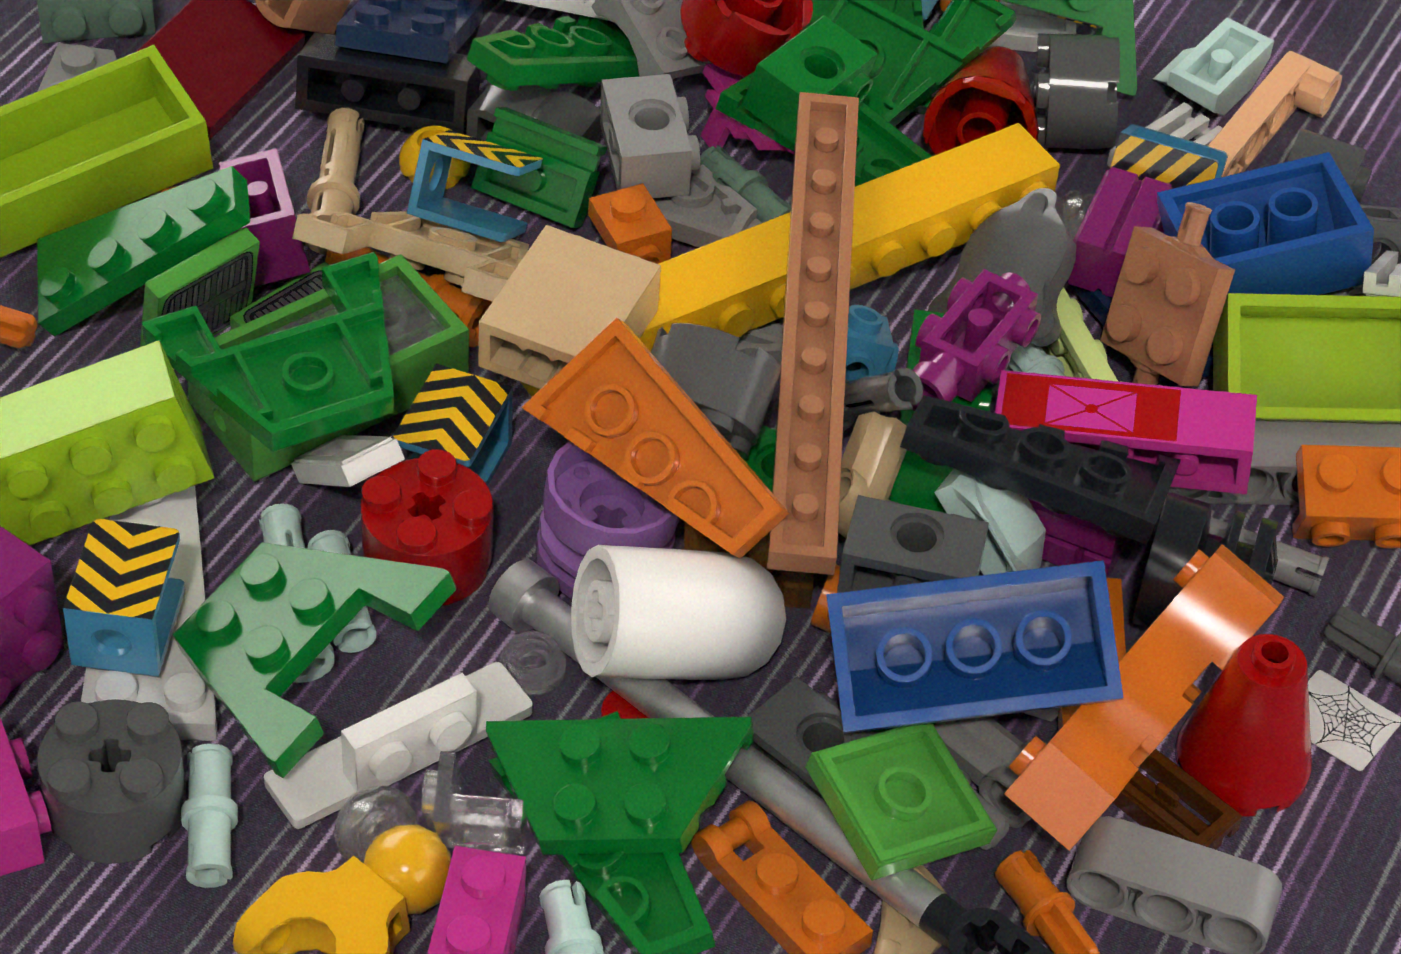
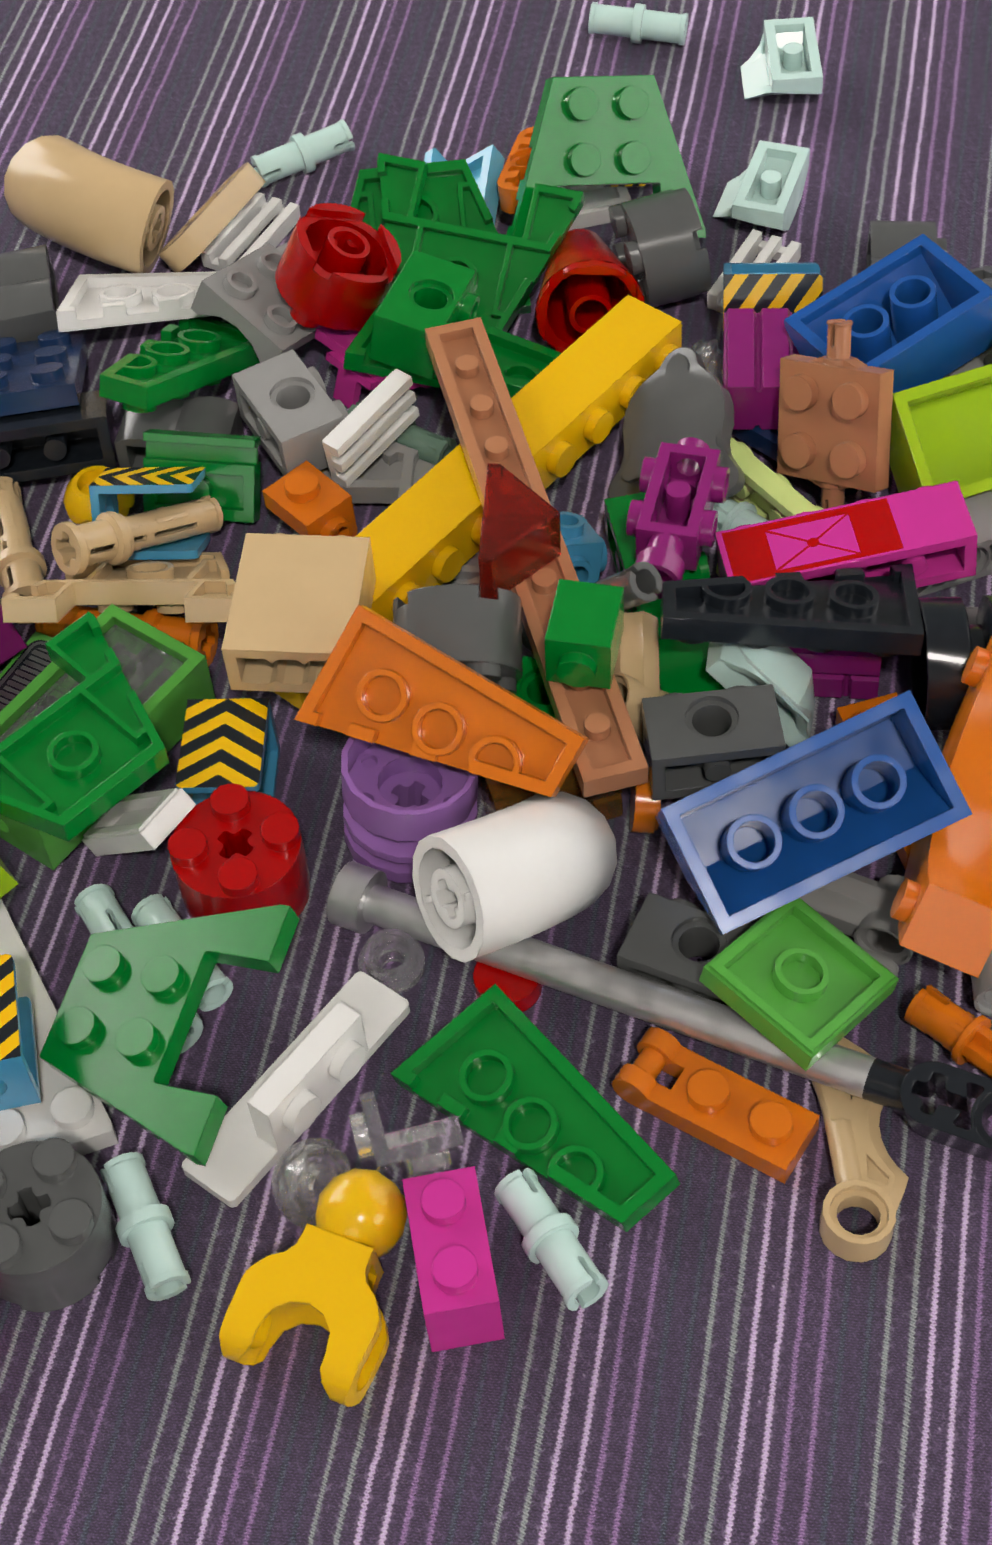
camera: 10 degrees left, 5 degrees up
(431, 196) = (116, 537): none -> tan pin
(617, 780) = (523, 1053): green wing -> none
(716, 172) = (370, 428): none -> white tile
(798, 305) = (516, 532): none -> clear red slope
(824, 416) = (584, 634): none -> green brick
(1291, 84) = (842, 182): light nougat beam -> none

